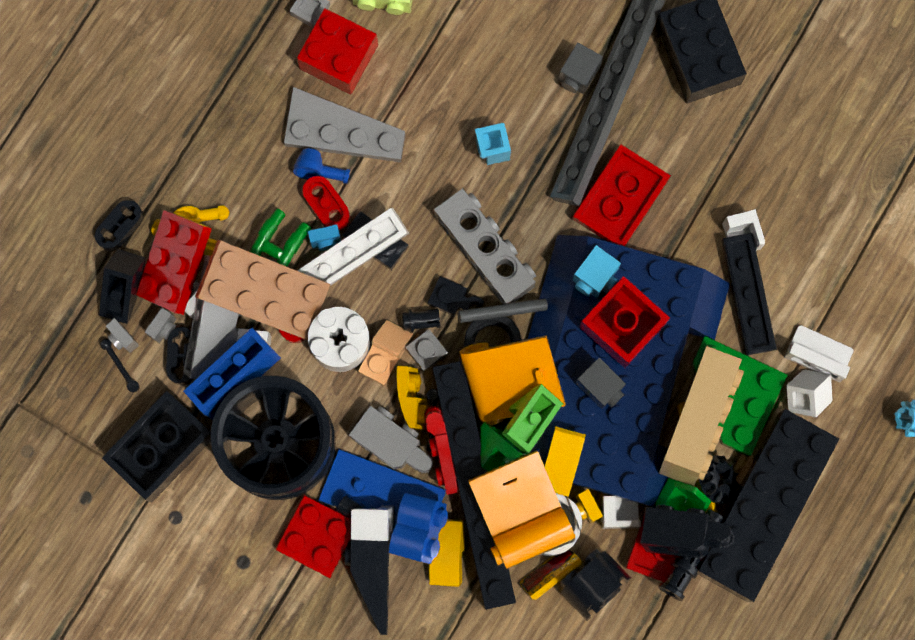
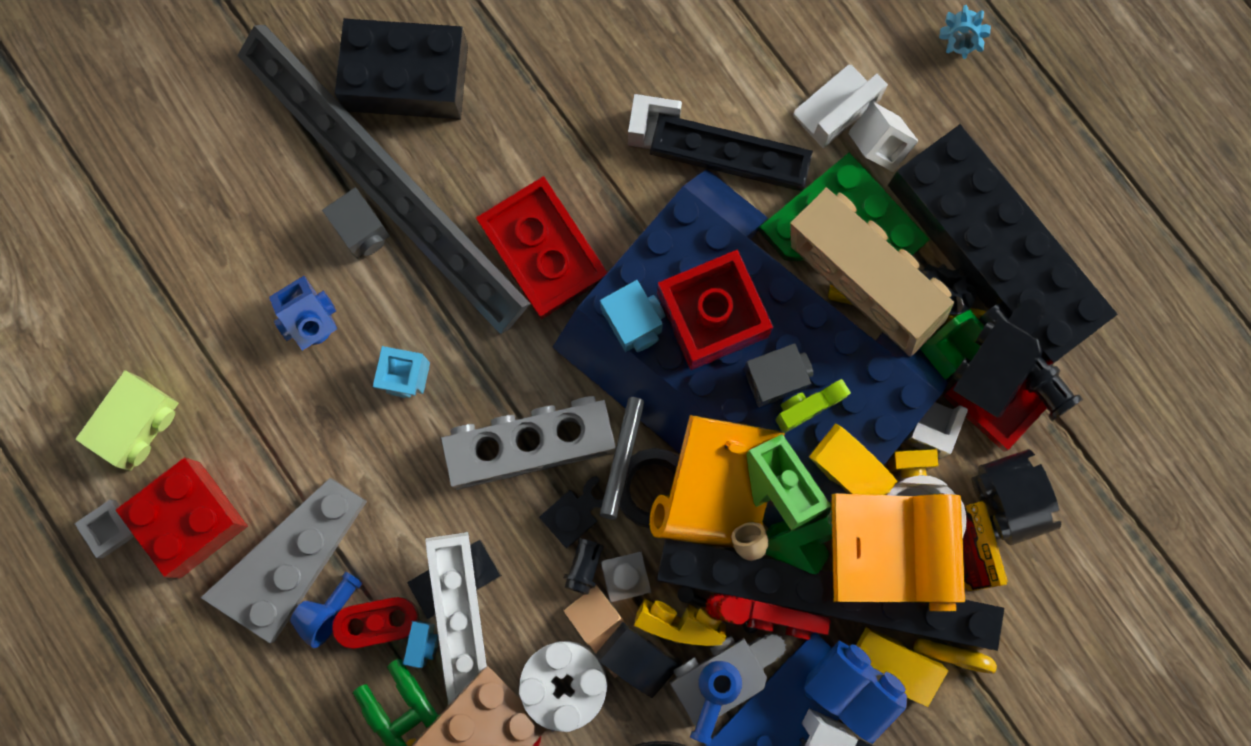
camera: 65 degrees left, 0 degrees up
(372, 437) = (714, 699): none -> blue bar
(375, 378) = (636, 660): none -> black slope
(471, 593) = (959, 657): none -> yellow piece
(484, 414) = (750, 541): none -> tan hinge
(503, 63) = (303, 313): none -> blue brick
(585, 409) = (801, 409): none -> lime plate

